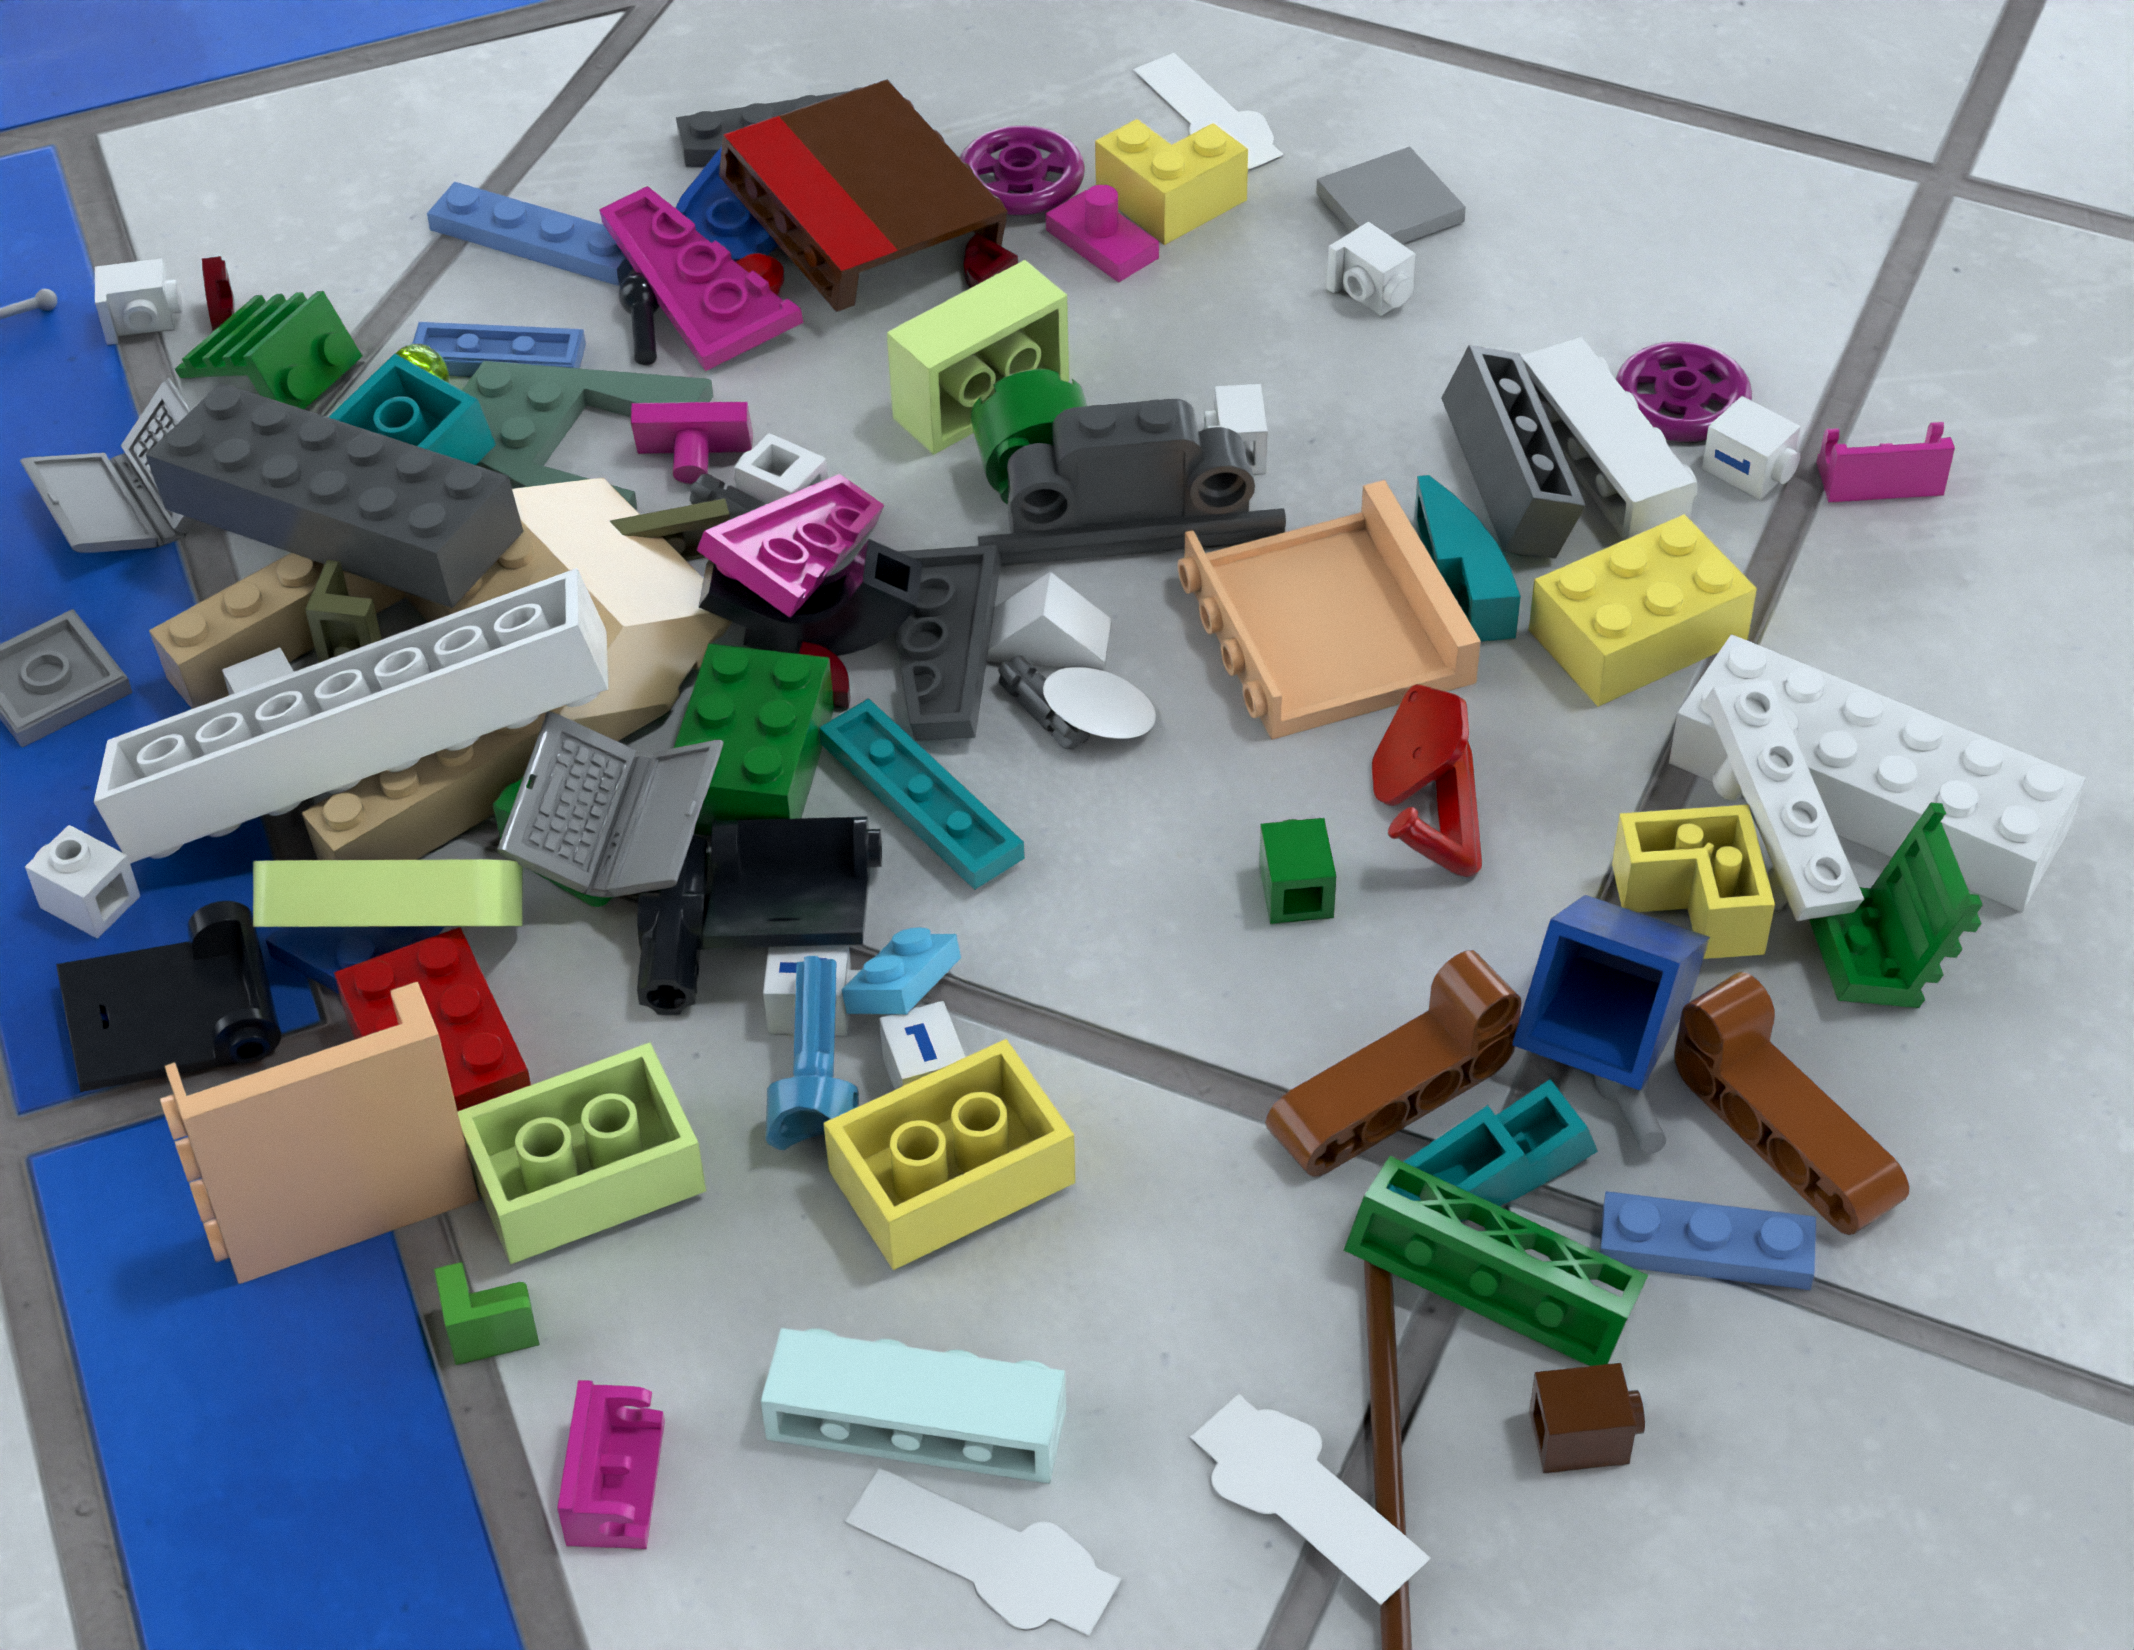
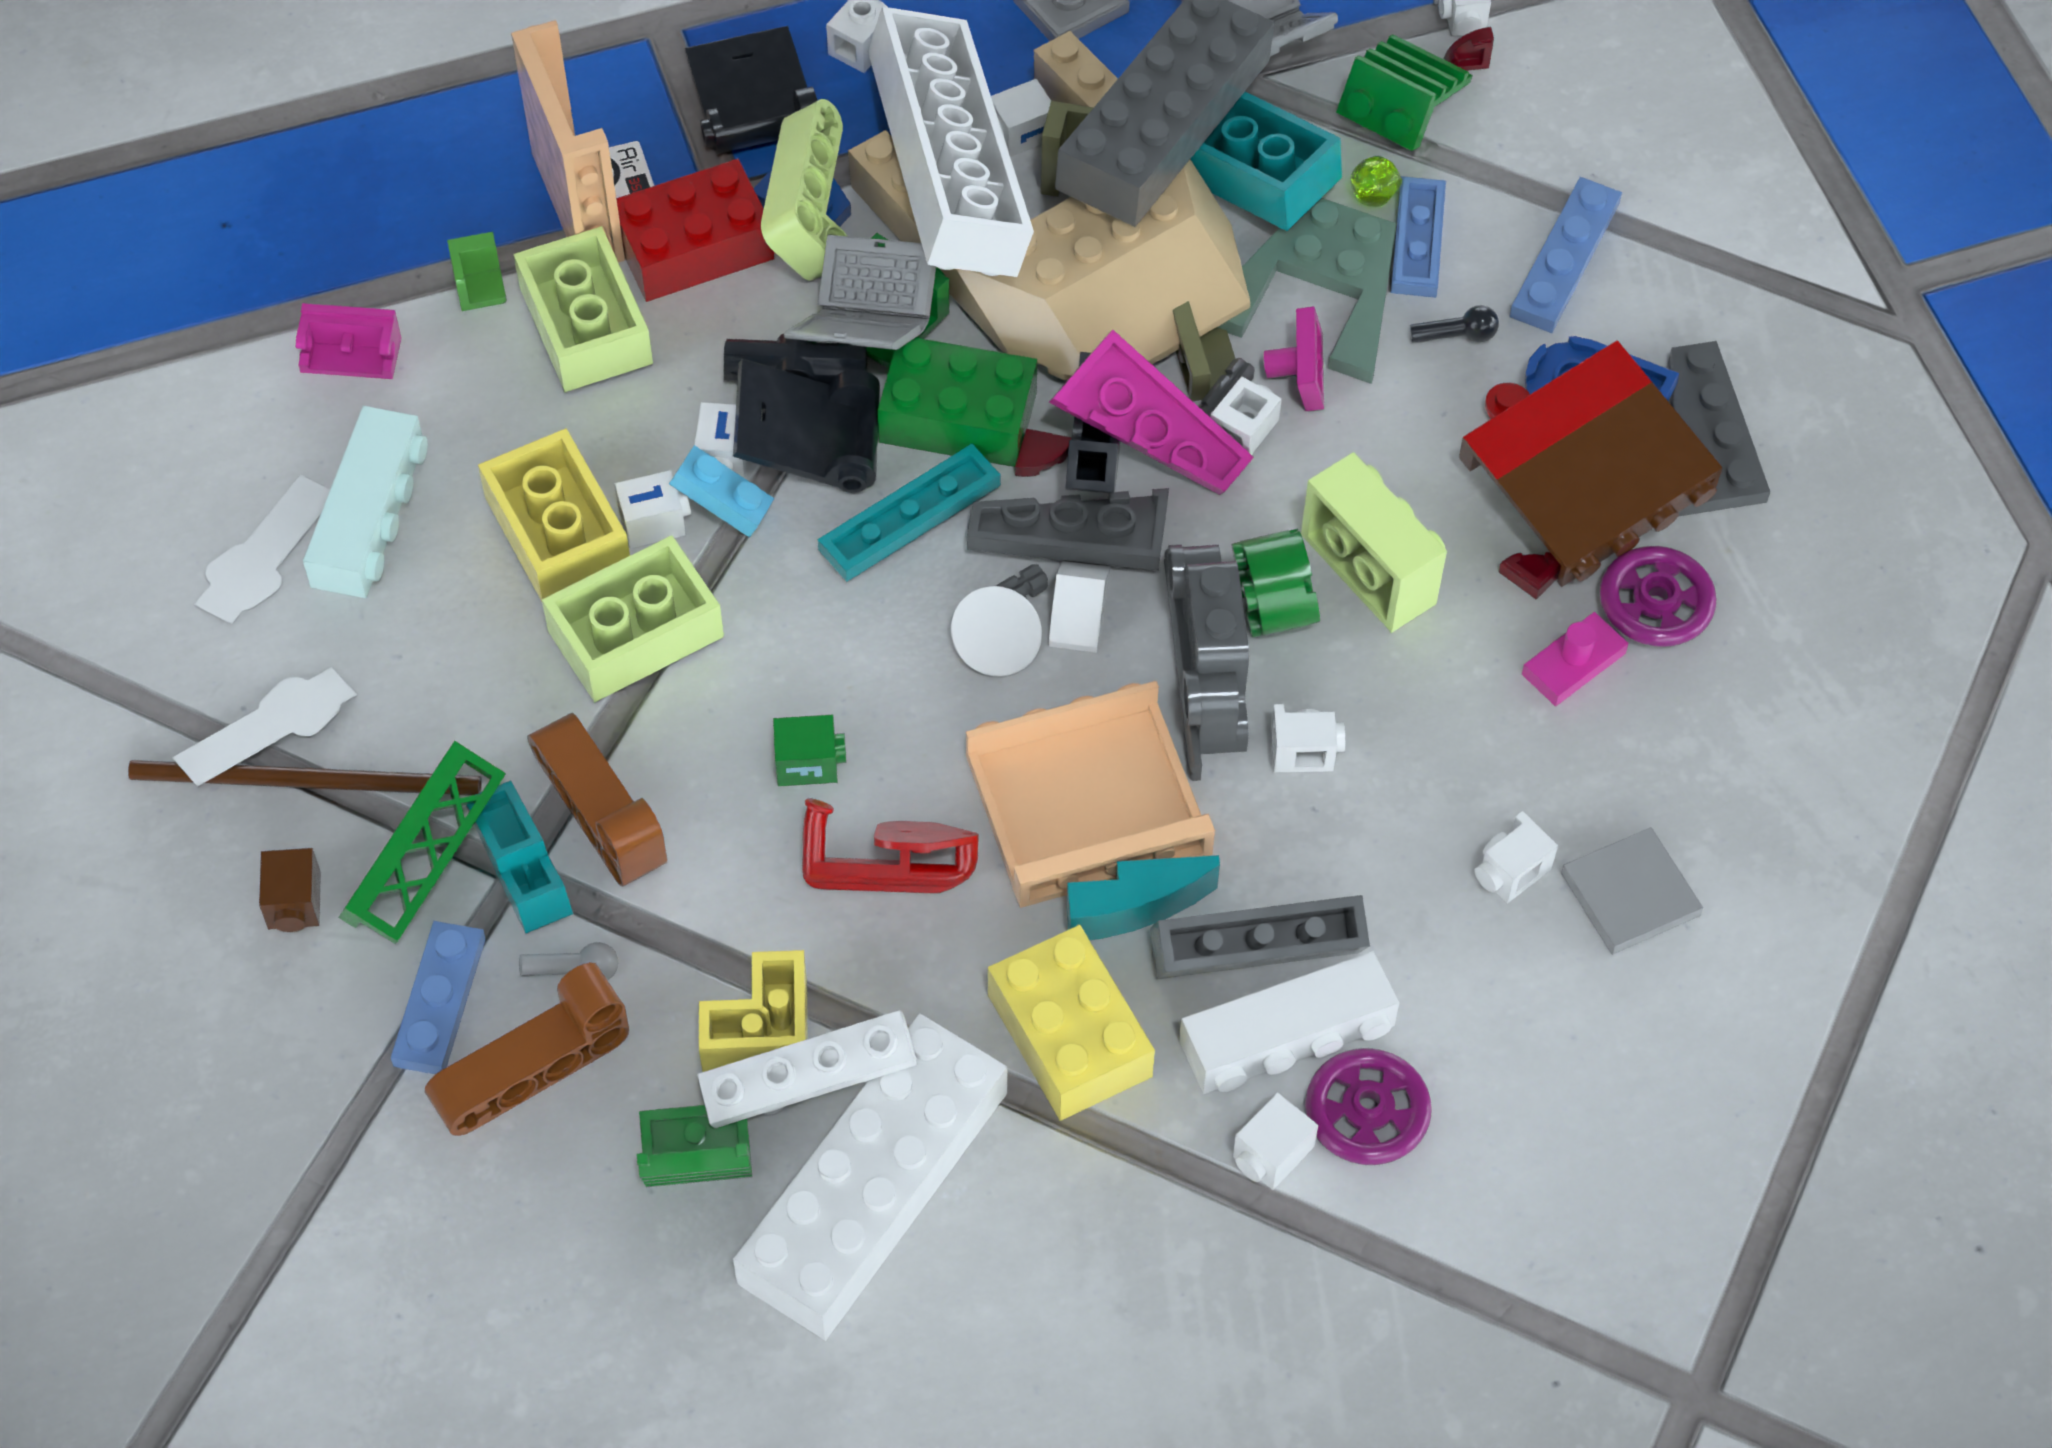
camera: 90 degrees right, 10 degrees up
(696, 282) = (1479, 358): dark pink wing -> none
(804, 1102) = (612, 435): dark azure piece -> none
(1119, 1050) = (633, 618): none -> yellowish green brick
(1173, 185) = (1629, 704): light yellow brick -> none
(1204, 106) = (1739, 769): white sticker -> none
(1609, 990) = (657, 941): blue slope -> none
(1885, 469) = (1258, 1254): dark pink hinge -> none

